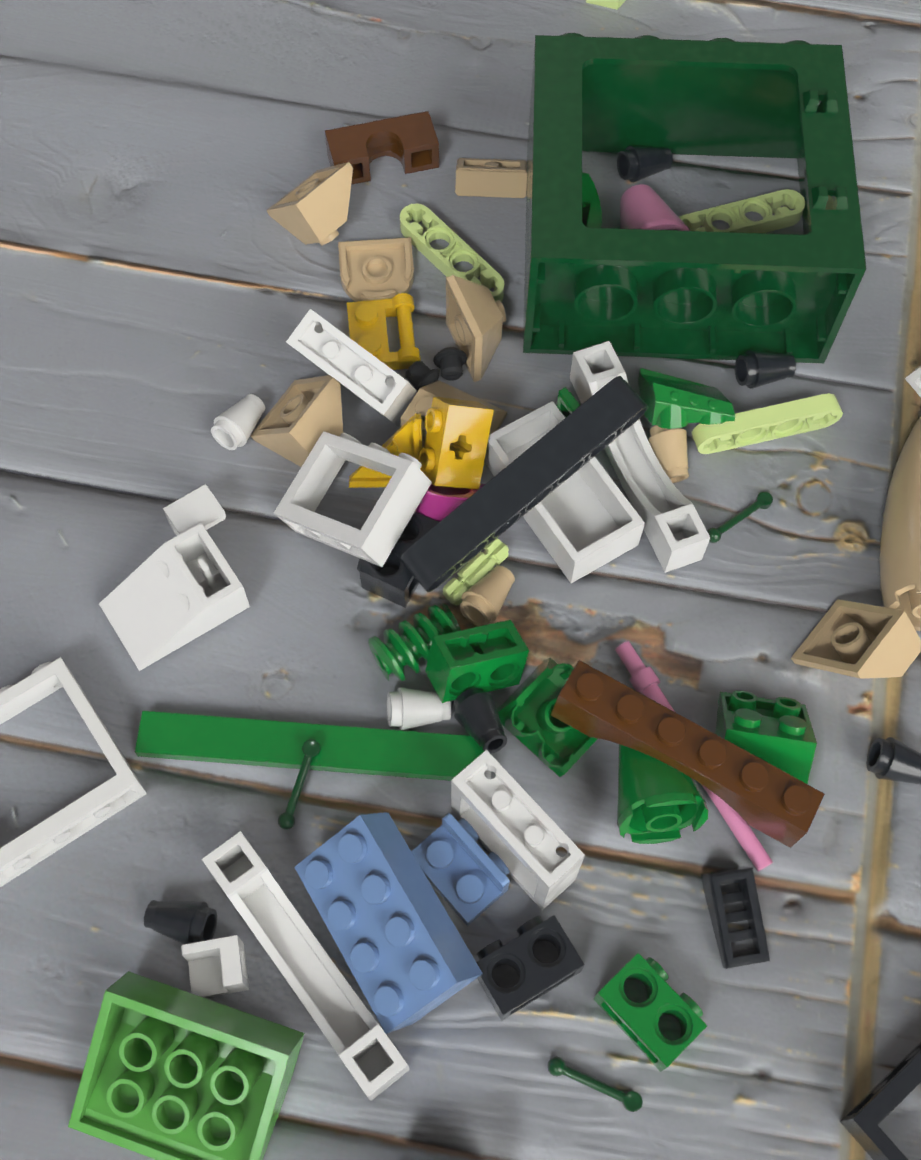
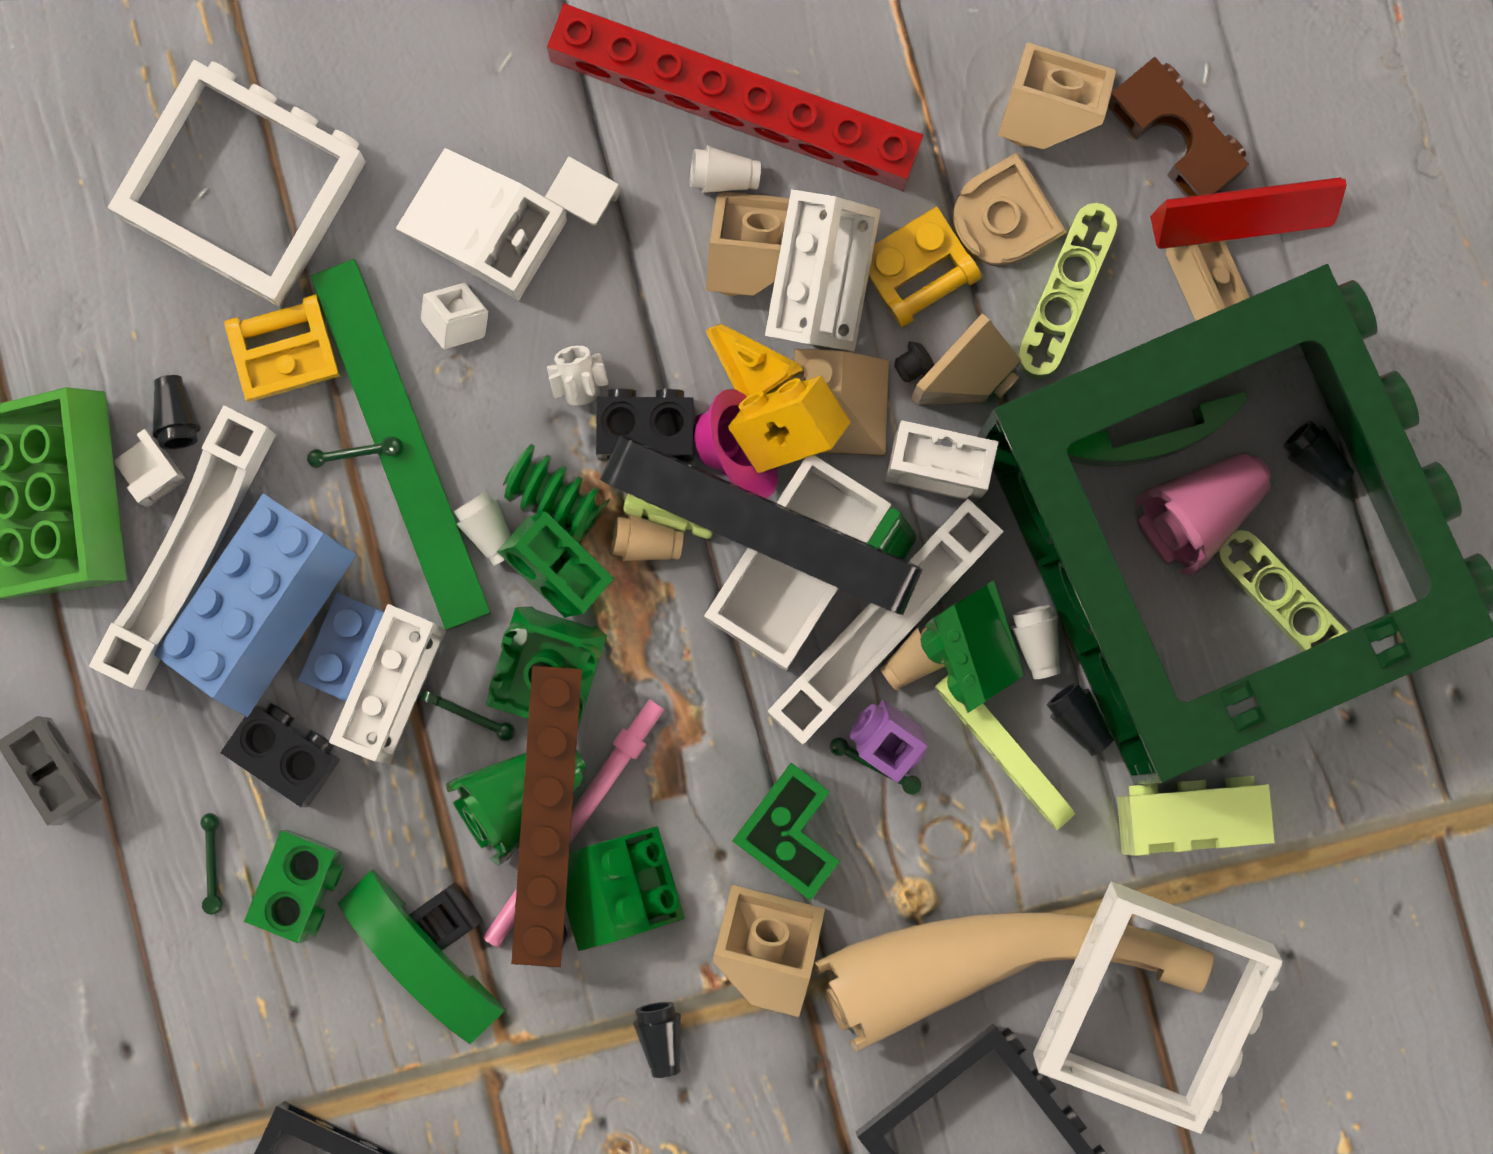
camera: 65 degrees right, 20 degrees up
(182, 393) = (734, 97): none -> red brick
(193, 808) = (287, 362): none -> yellow plate
(233, 657) = (454, 315): none -> white slope
(333, 583) = (577, 375): none -> white gear
(386, 519) = (671, 401): white window -> none
(421, 375) = (876, 340): black piece -> none
(458, 129) = (1248, 213): none -> red slope
(480, 718) = (499, 598): black cone -> none
(536, 364) = (952, 471): none -> white window
(589, 774) = (504, 731): none -> dark green hinge
(695, 368) = (1038, 640): none -> white cone
(729, 487) = (888, 739): none -> medium lavender brick
(755, 933) = (417, 961): none -> green slope
(768, 595) = (775, 833): none -> green brick
(869, 330) = (1195, 817): none -> yellowish green wedge

